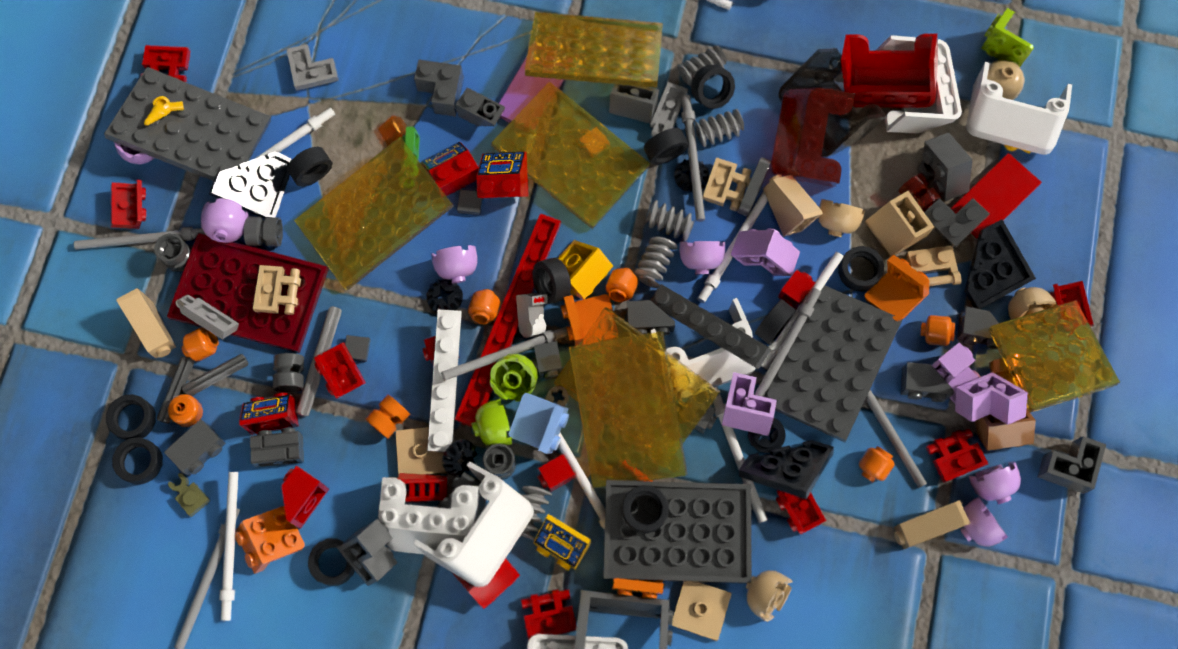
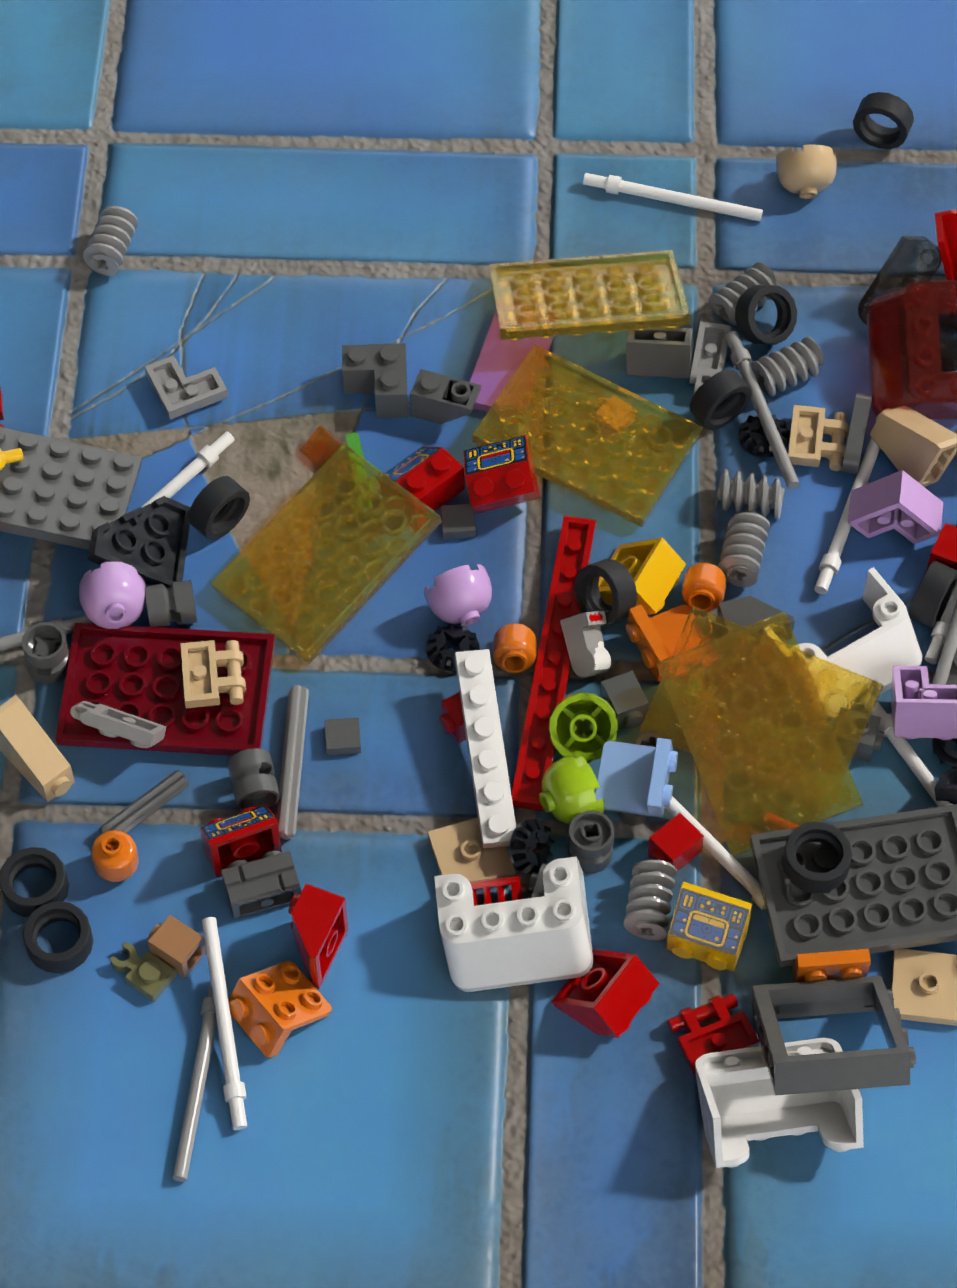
camera: 10 degrees left, 15 degrees down
(179, 379) = (91, 823): dark grey axle -> none
(195, 448) = (142, 901): dark grey brick -> none
(199, 344) = (113, 767): orange head -> none
(211, 482) = (177, 945): none -> medium nougat brick
(314, 569) = (374, 994): black tyre -> none
(339, 370) = (328, 763): red bracket -> none
(367, 552) = (431, 989): dark grey brick -> none
(387, 416) = (414, 810): orange wheel -> none
(490, 536) = (607, 935): white windscreen -> none
(546, 337) = (549, 704): light grey bar -> none
(702, 255) = (807, 528): lavender cylinder -> none
(711, 327) = (849, 610): dark grey plate -> none

